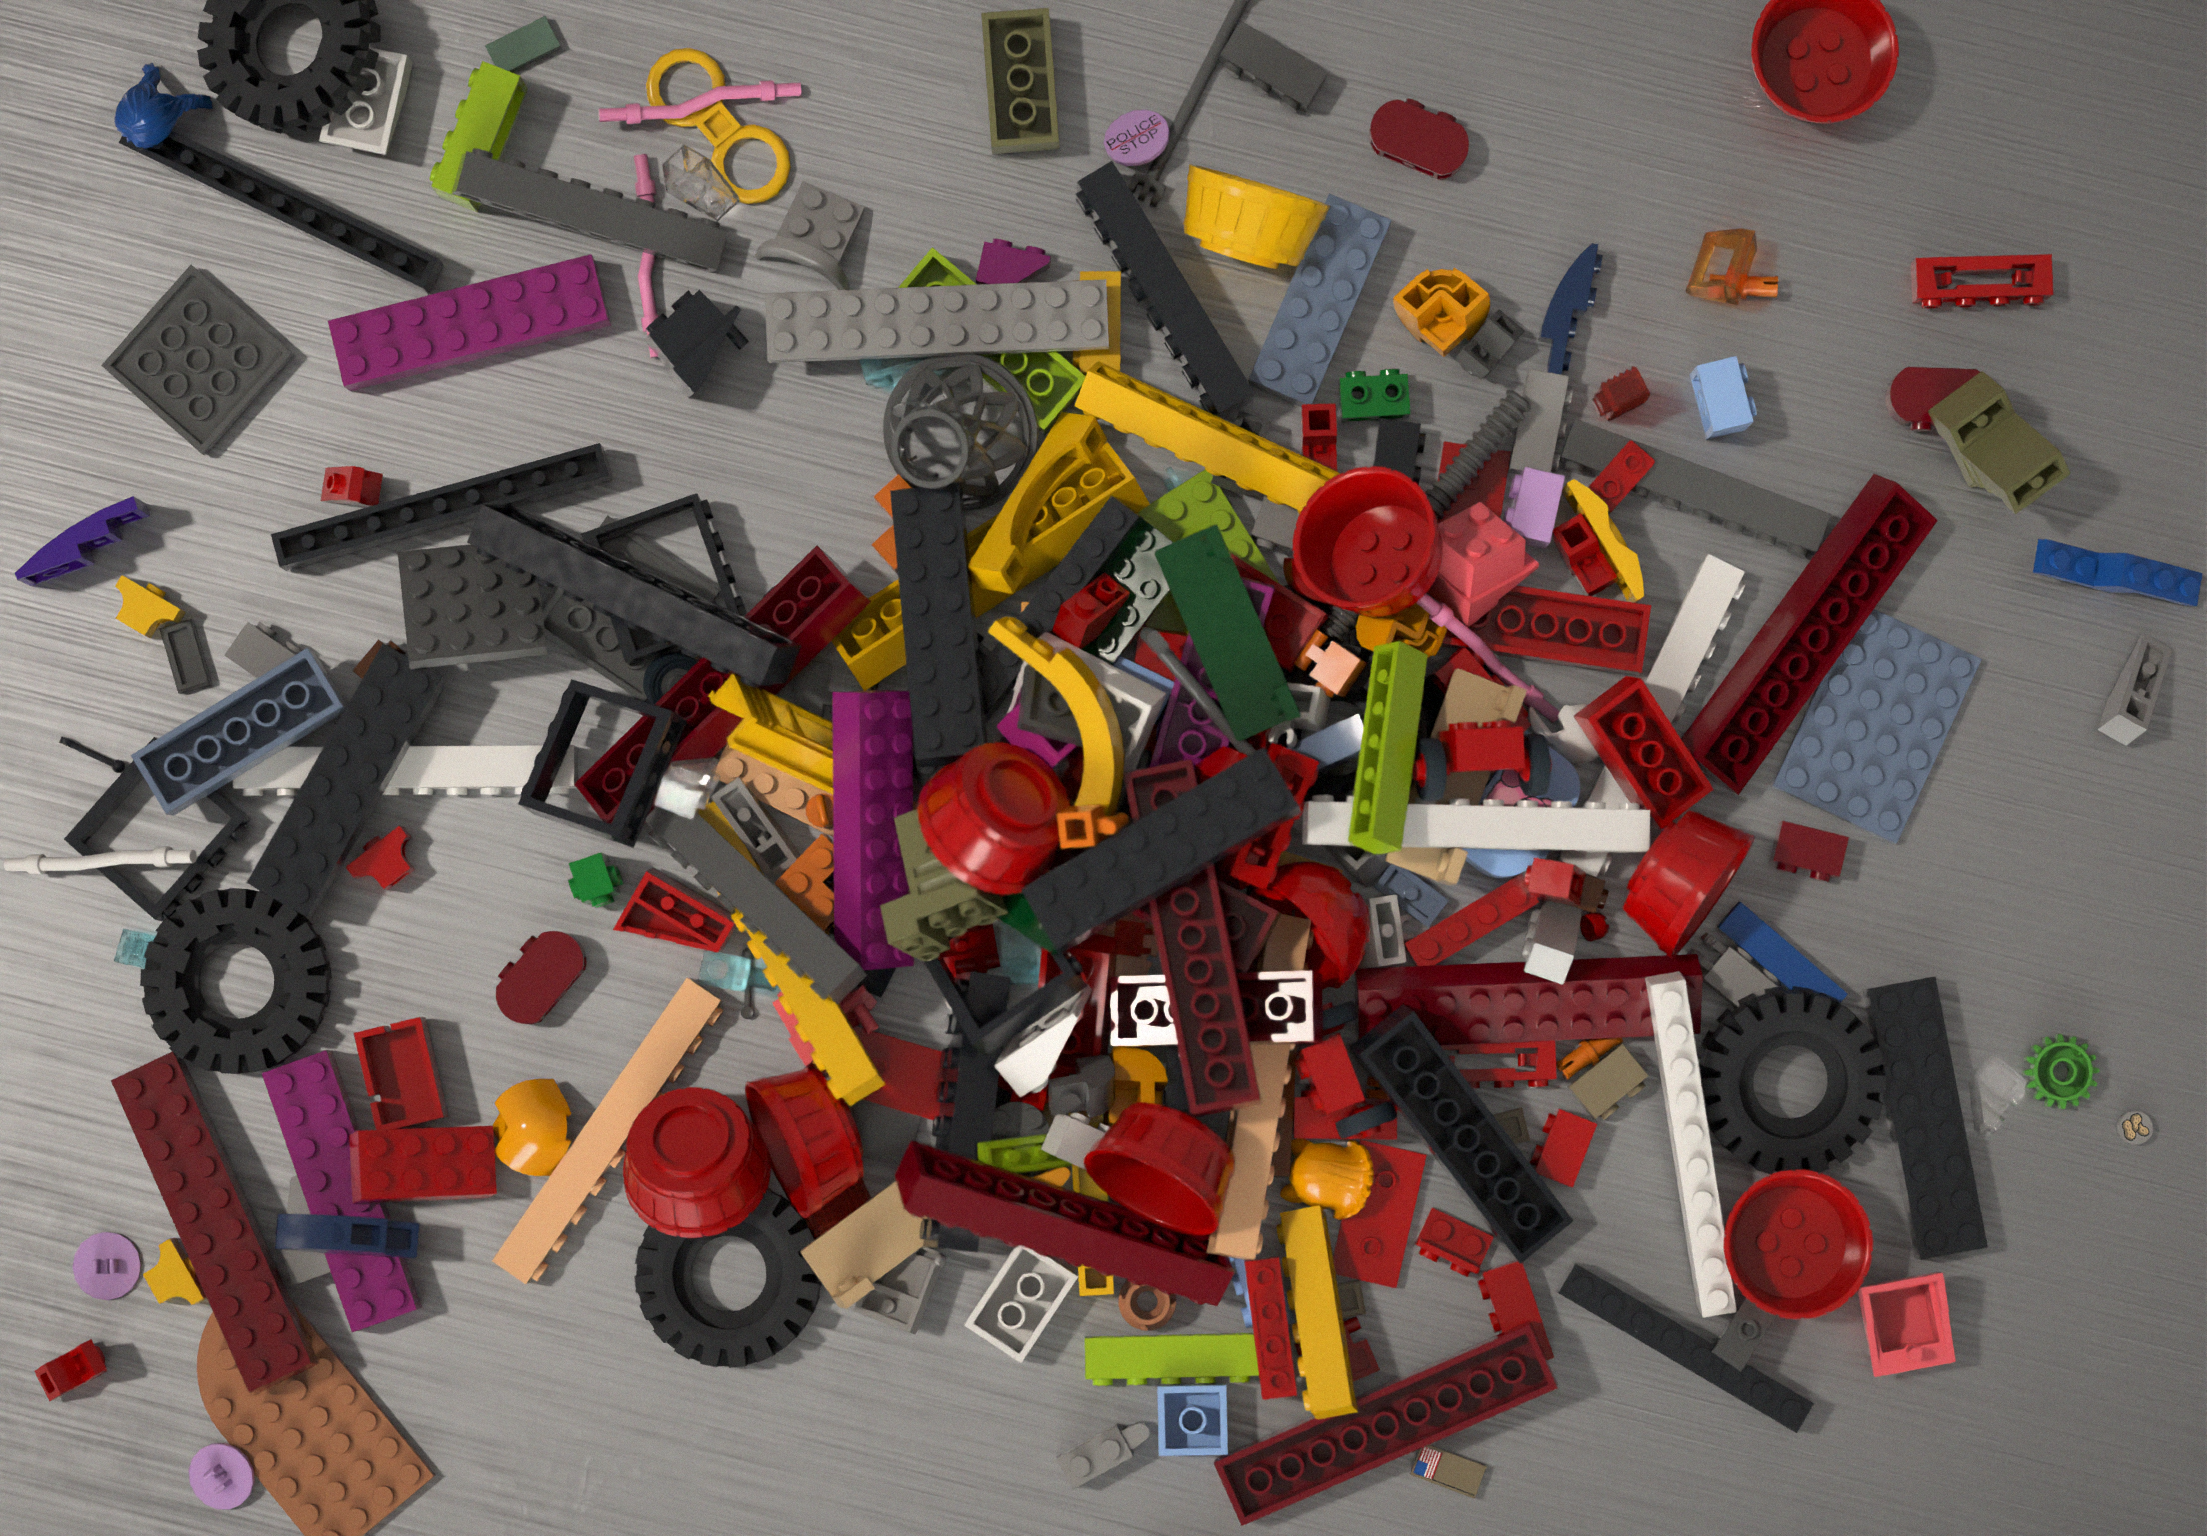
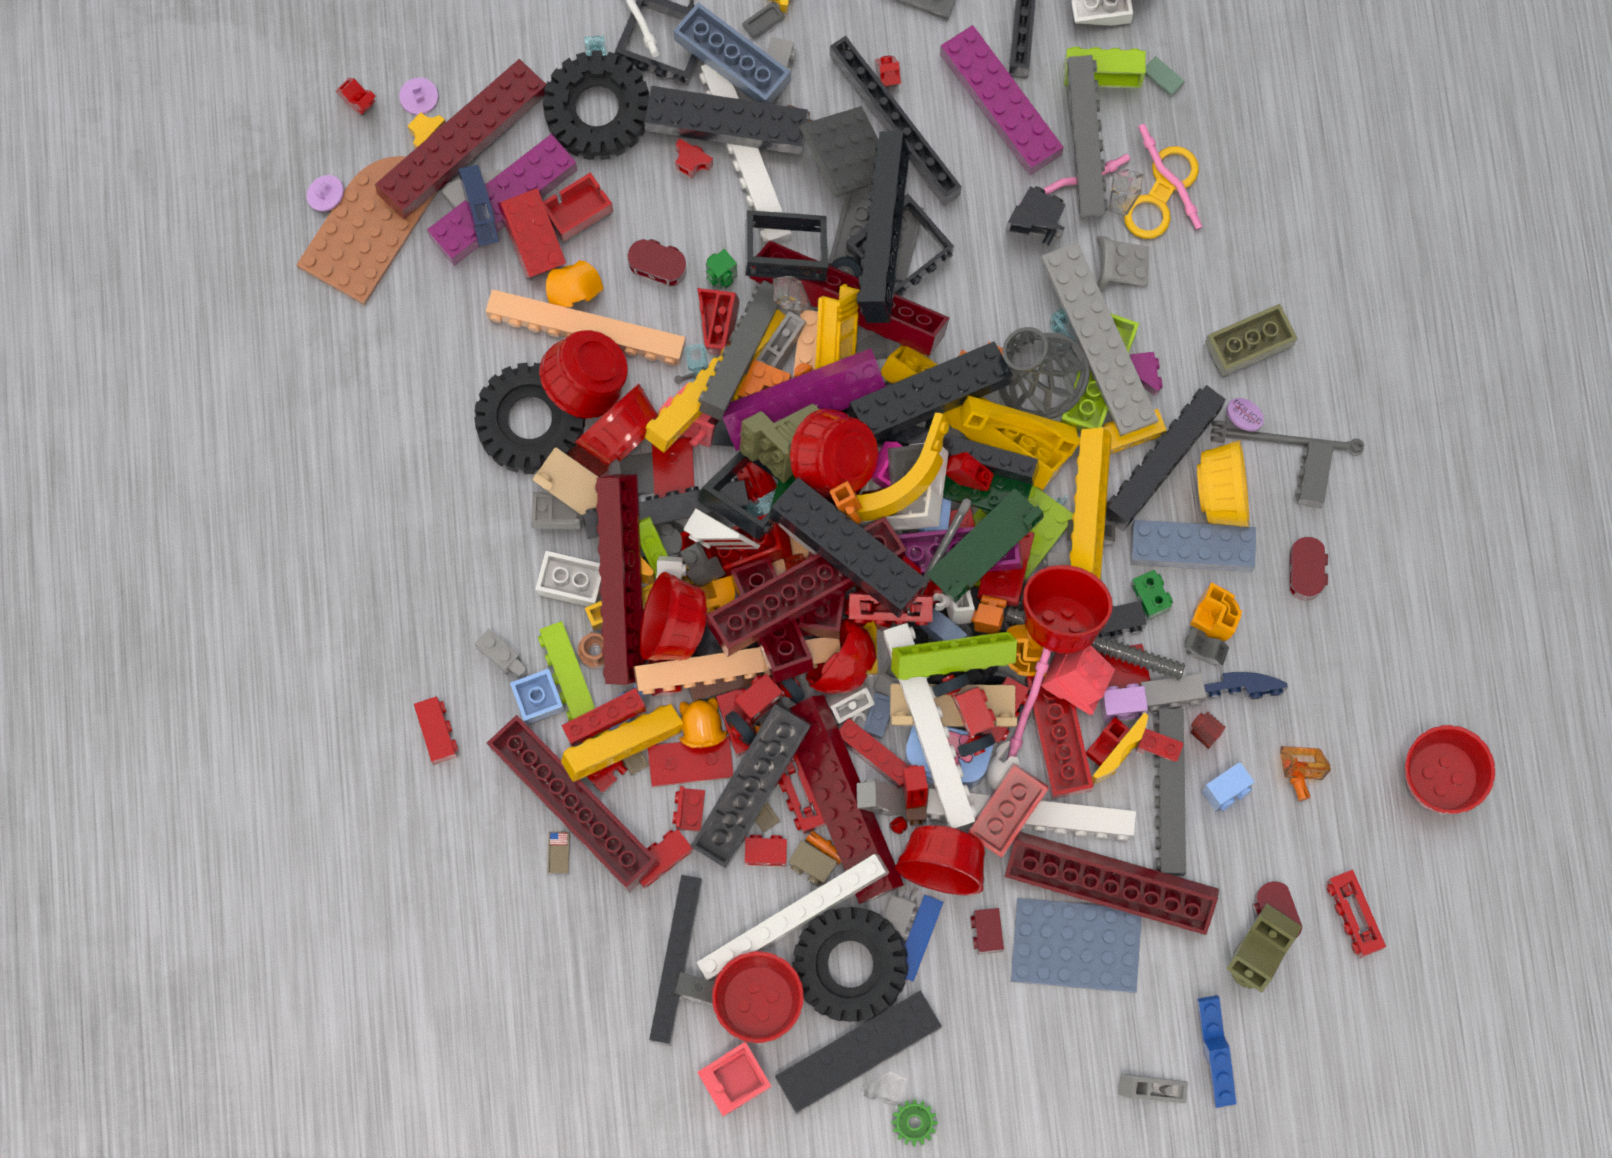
camera: 65 degrees right, 10 degrees down
(1319, 433) = (1119, 571): red brick -> none

